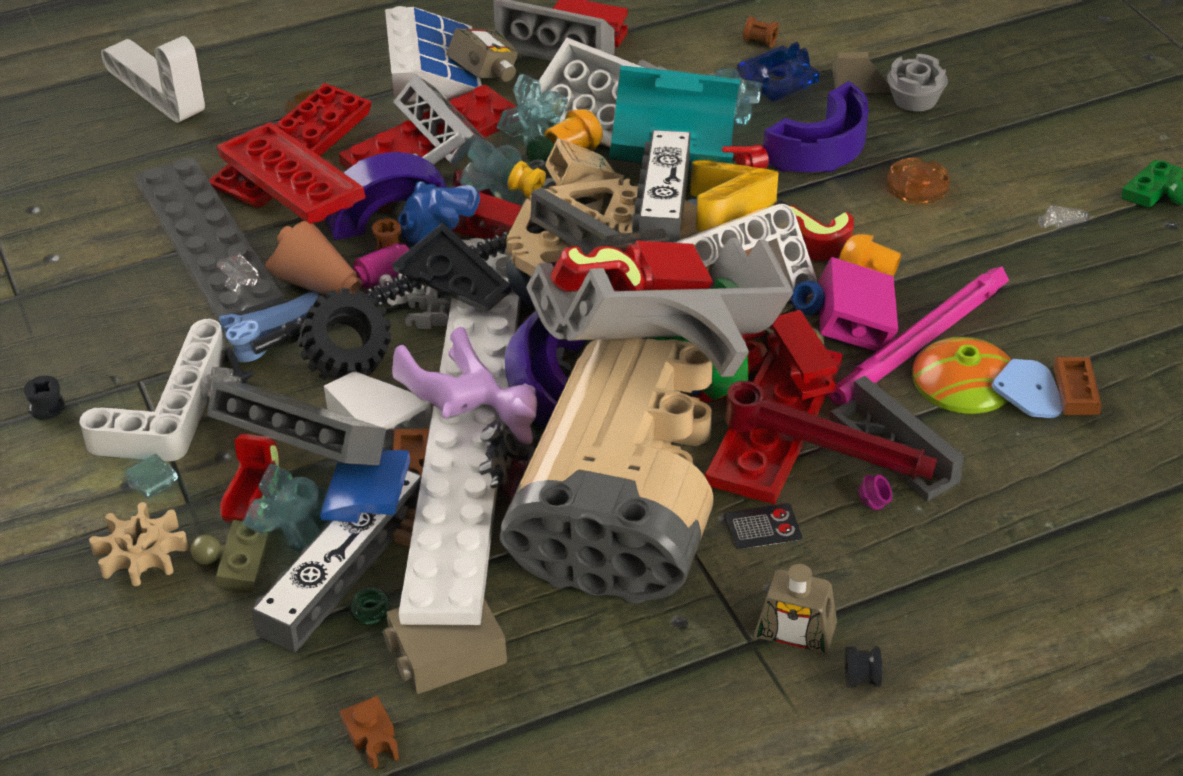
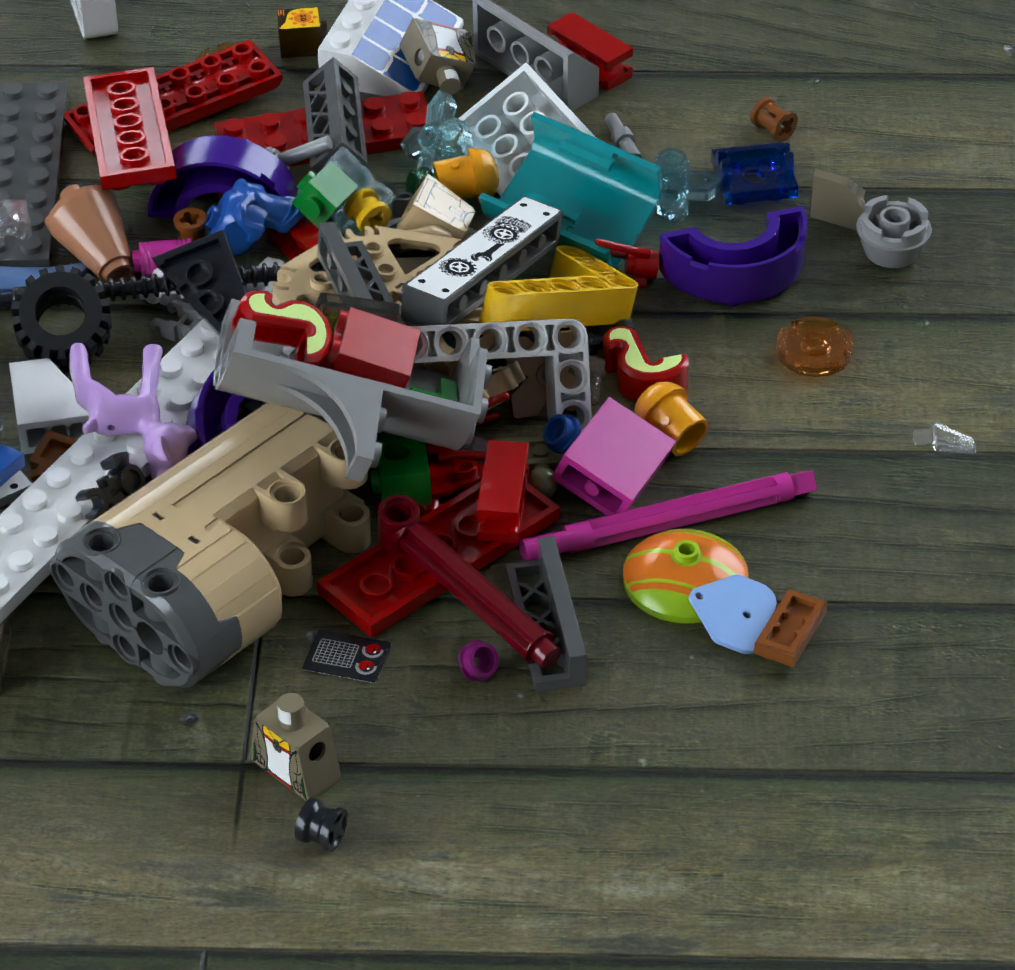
camera: 25 degrees right, 0 degrees up
(357, 68) = (300, 32): none -> dark brown brick
(492, 175) = (323, 193): none -> green brick

